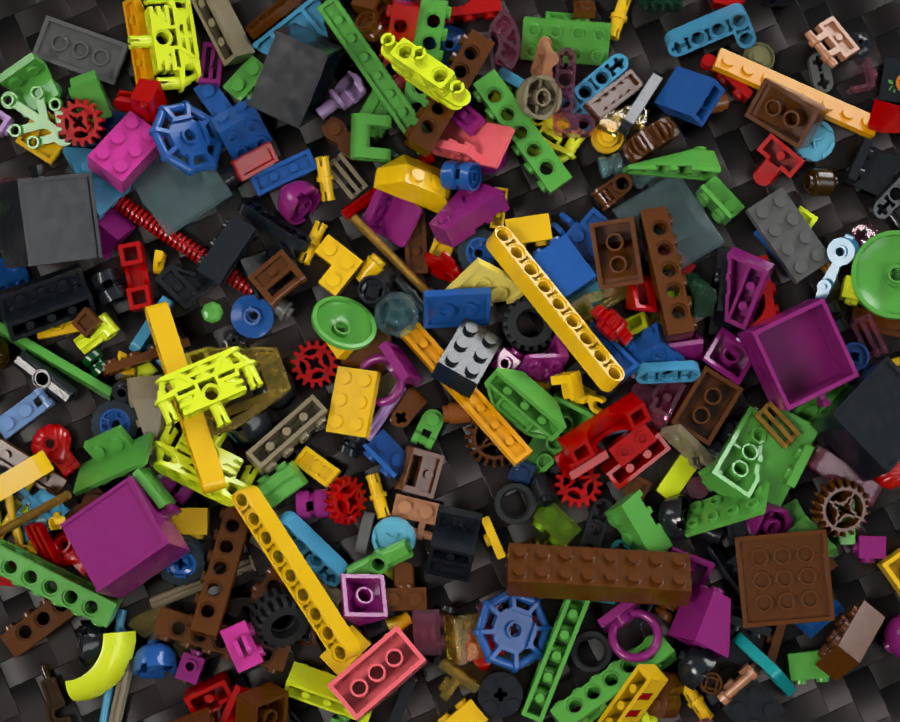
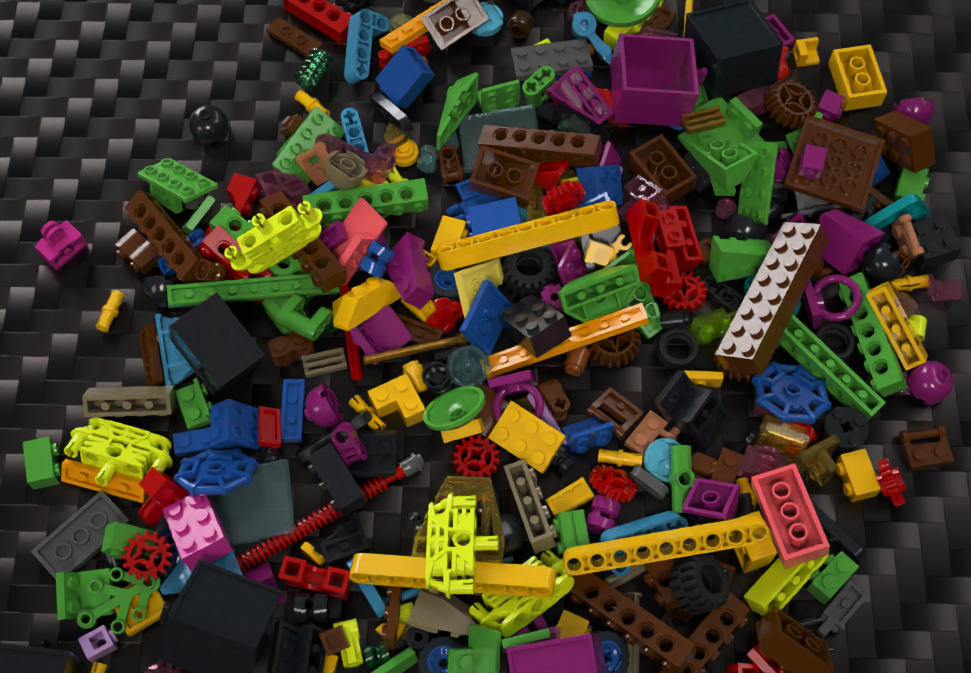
camera: 65 degrees left, 20 degrees down
(210, 80) = (174, 435): magenta tile -> none
(212, 312) = (383, 528): bright green tile -> none
(242, 645) = (712, 629): dark pink brick -> none
(243, 320) = (417, 492): blue dish -> none
(266, 242) = (349, 448): none -> magenta piece
(274, 271) = (377, 448): reddish brown plate -> none
(325, 178) = (316, 376): yellow pin -> none
(345, 95) = (255, 324): lavender piece -> none
(432, 421) = (573, 386): bright green plate -> none
(522, 472) = (651, 332): dark blue plate -> none
(613, 95) = (372, 130): plate -> none
(650, 140) = (424, 118): reddish brown gear -> none
(653, 372) = (626, 169): dark azure beam -> none
(675, 478) = (709, 219): neon yellow slope -> none
(687, 445) = (688, 193): dark tan hinge -> none
(727, 356) = (628, 137): magenta slope -> none
(740, 239) = (533, 89): none -> bright green connector
(766, 556) = (812, 161): none -> magenta brick
(777, 159) = (488, 41): red brick -> none

